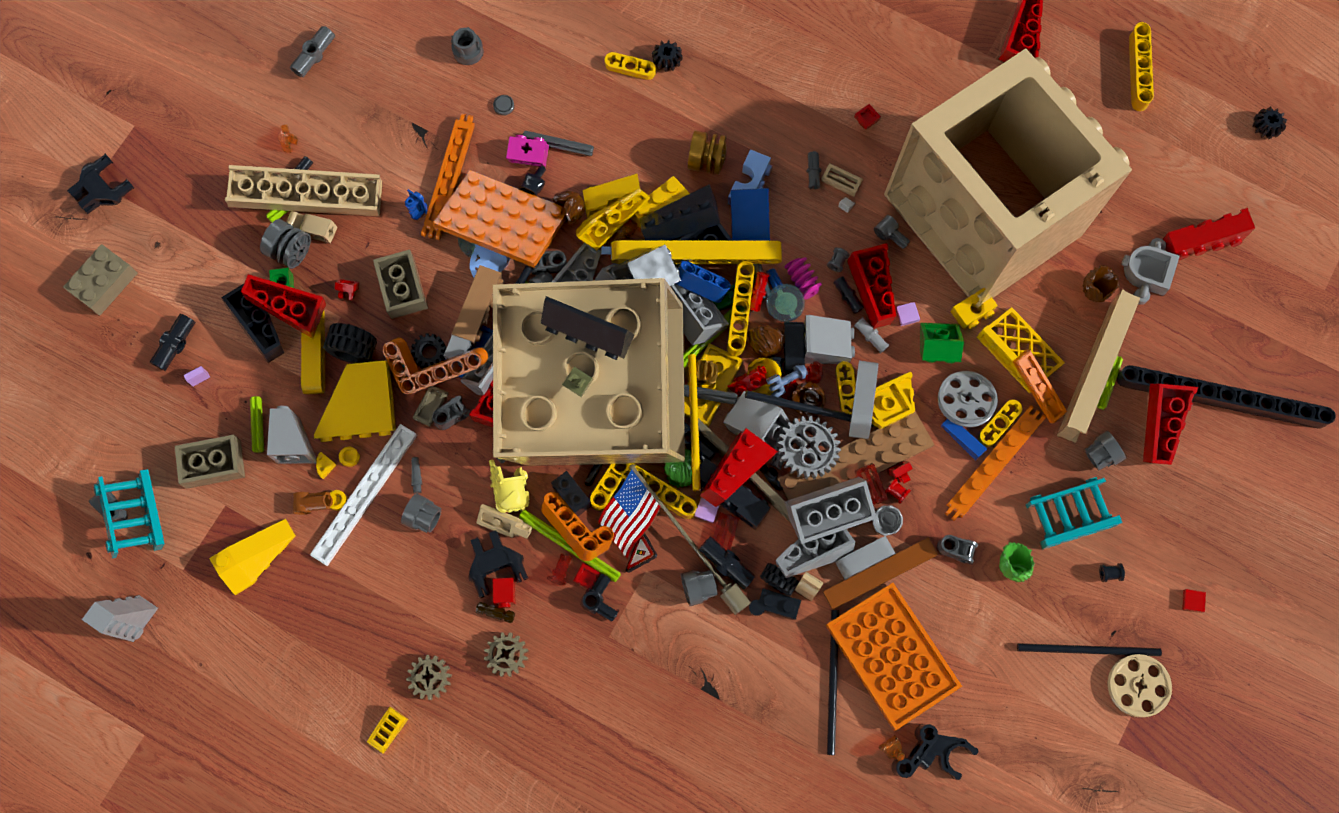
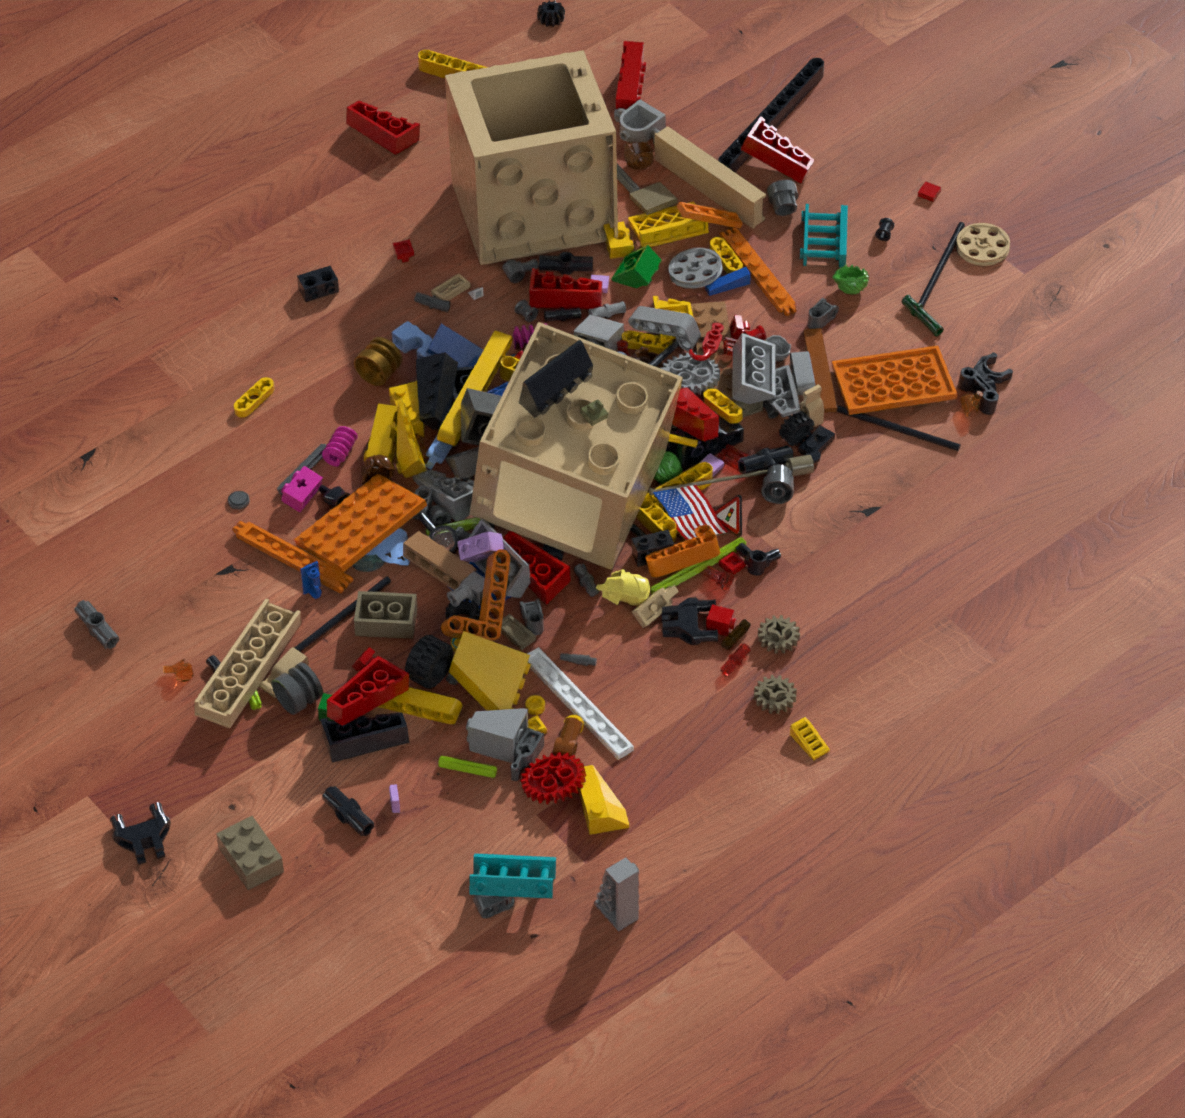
camera: 70 degrees left, 25 degrees down
(209, 461) = (490, 804): dark tan brick -> none
(260, 506) = (543, 786): none -> red gear
(293, 470) = (527, 751): none -> dark grey piece
(394, 245) = (339, 617): none -> black piece
(421, 514) = (620, 657): dark grey piece -> none
(438, 339) = (459, 594): none -> light grey bush
(462, 623) = (735, 659): none -> clear red axle
(466, 46) = (163, 505): dark grey piece -> none
(484, 334) = (480, 546): none -> lavender brick
(594, 162) = (339, 445): none -> dark pink piece
(667, 55) = (261, 365): black gear -> none
(774, 487) = (731, 413): none -> yellow beam
(795, 58) = (318, 283): none -> black brick
(858, 452) = (710, 344): none -> red piece
(921, 282) = (566, 263): none -> black piece
(1006, 648) = (926, 319): none -> dark green pin
(1049, 322) = (653, 198): none -> dark tan tile
(1067, 281) = (627, 182): none -> dark grey axle

